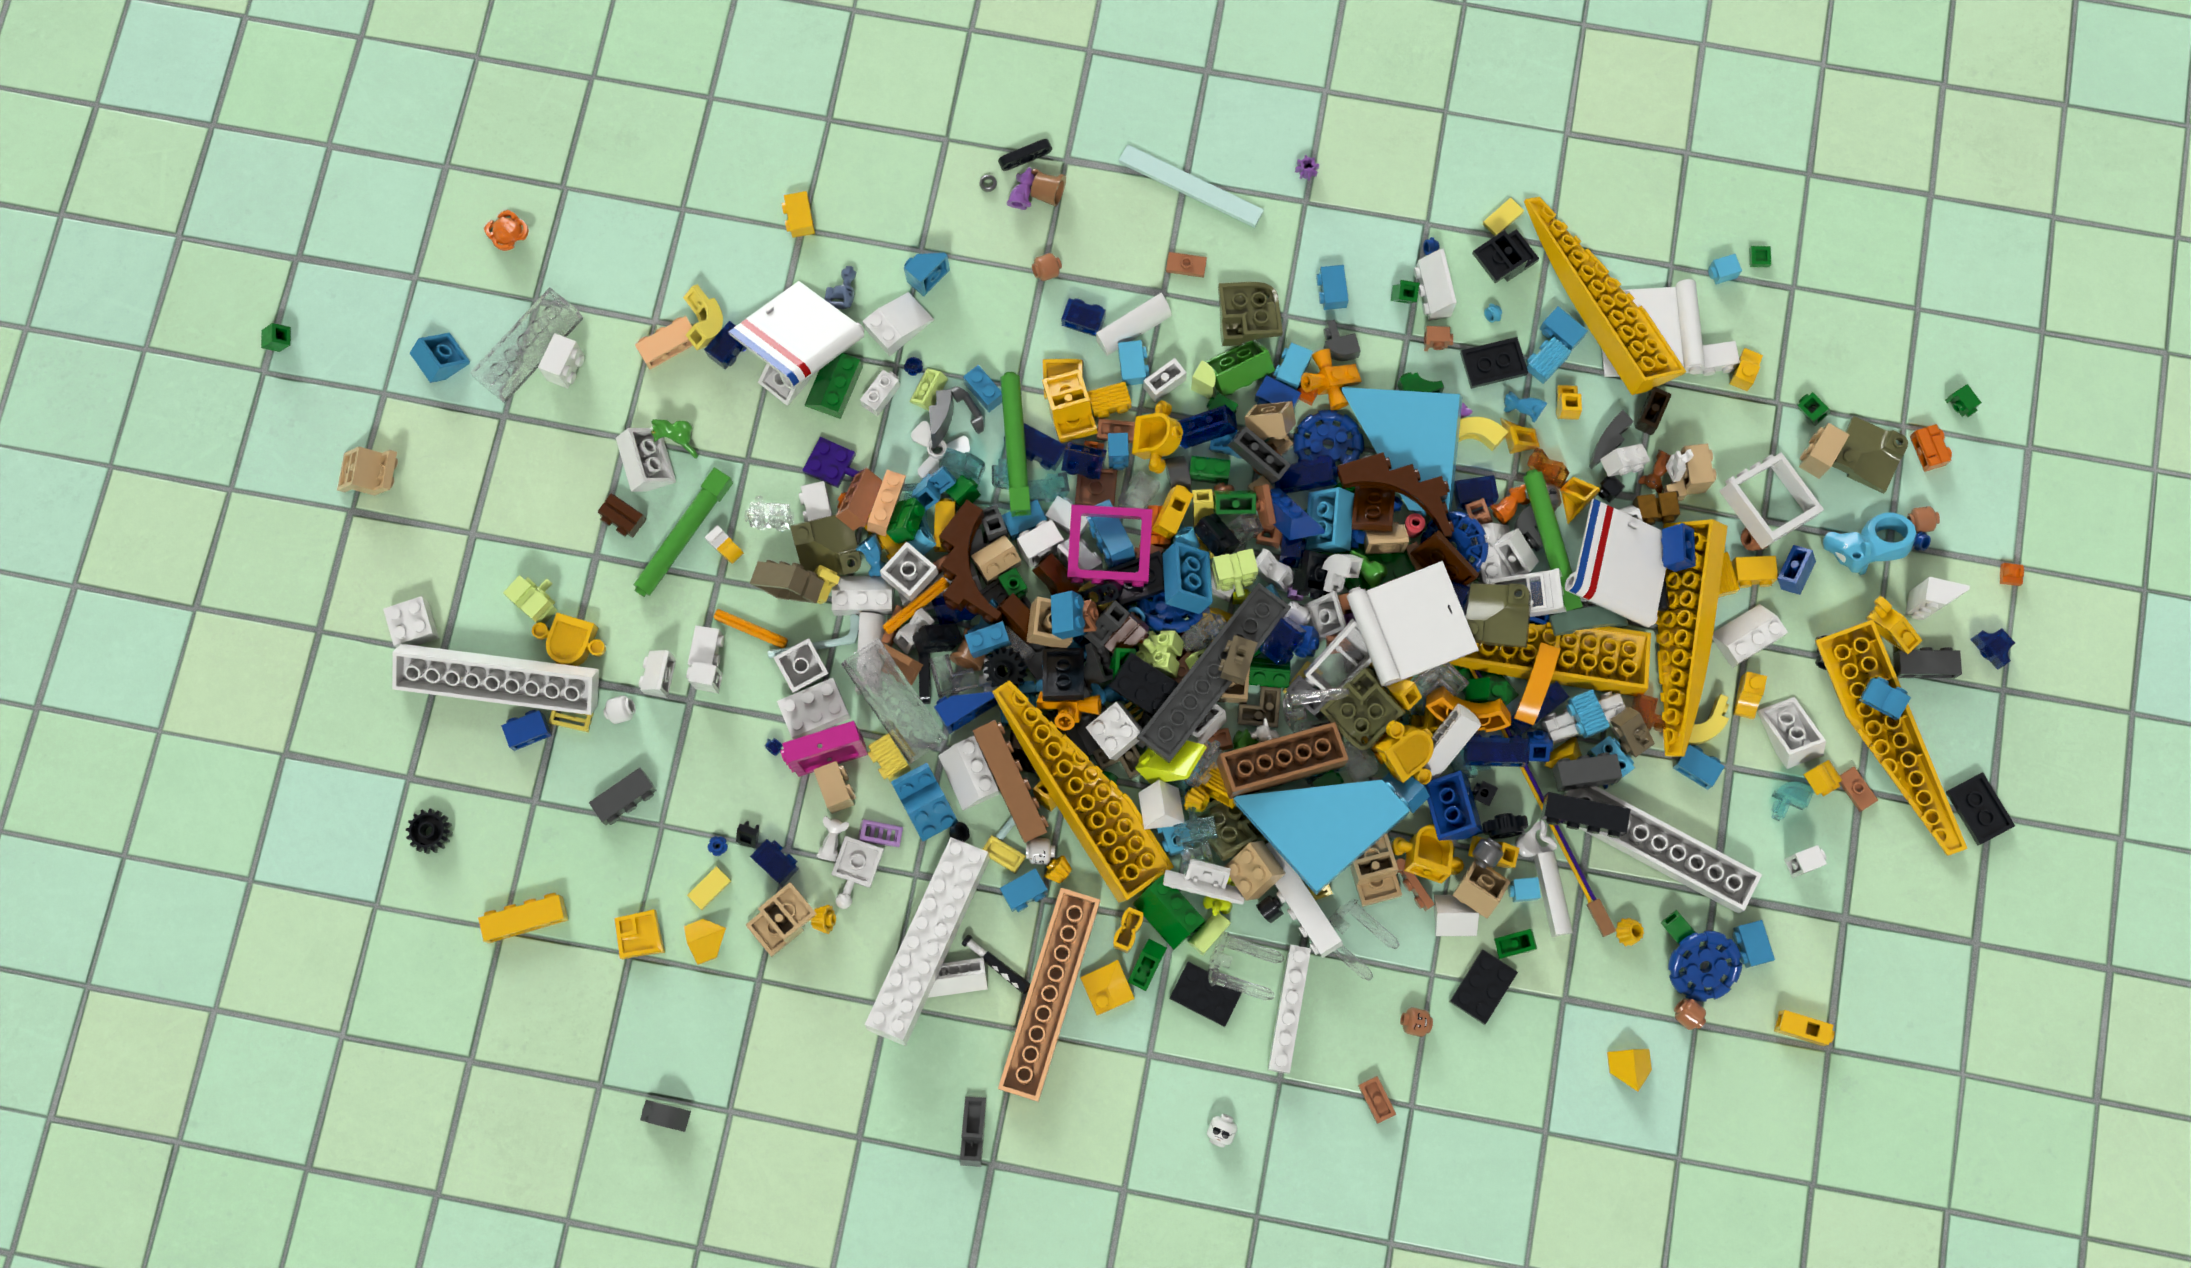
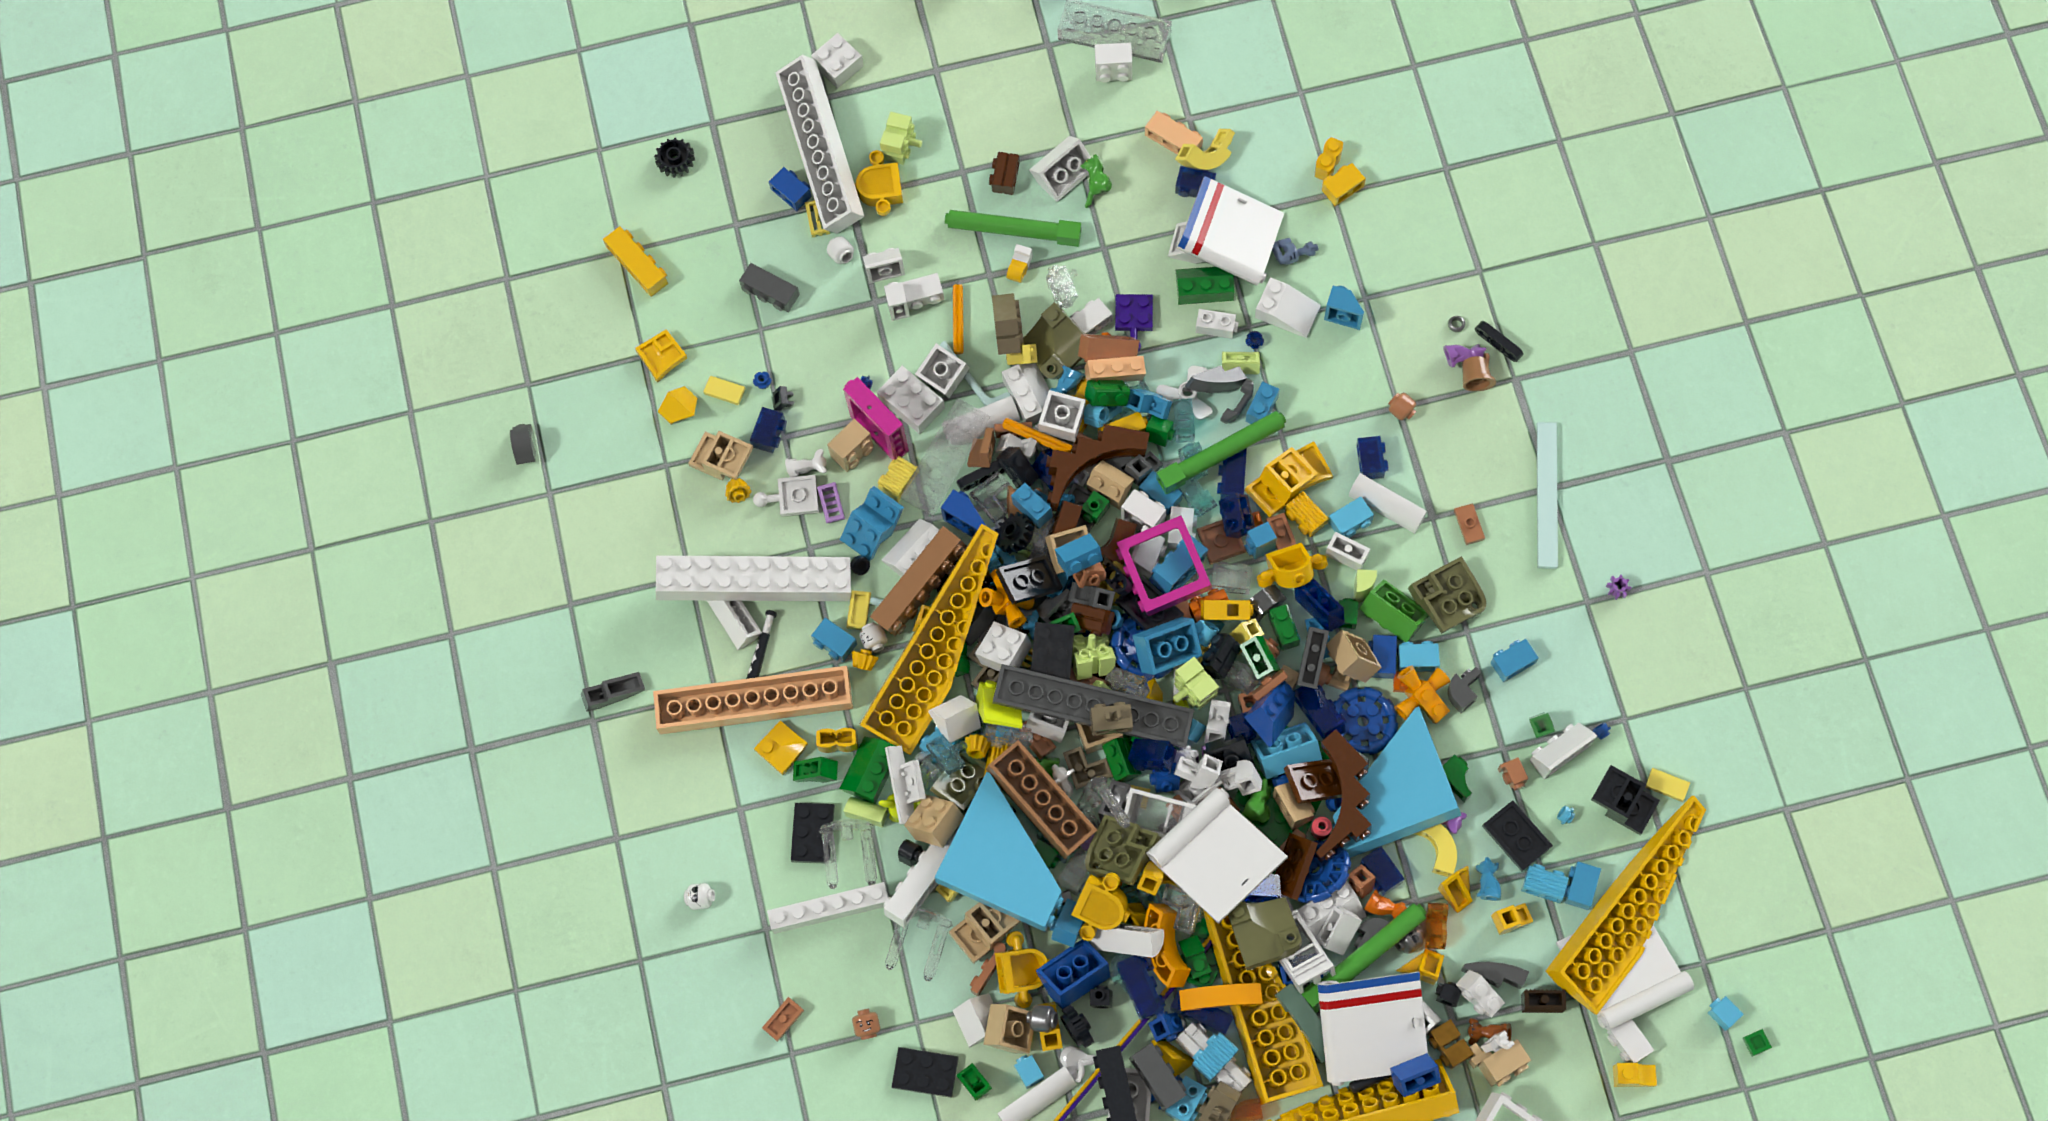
camera: 70 degrees right, 5 degrees down
(767, 215) = (1329, 158): none -> yellow brick
(1320, 605) = (1199, 774): none -> white brick

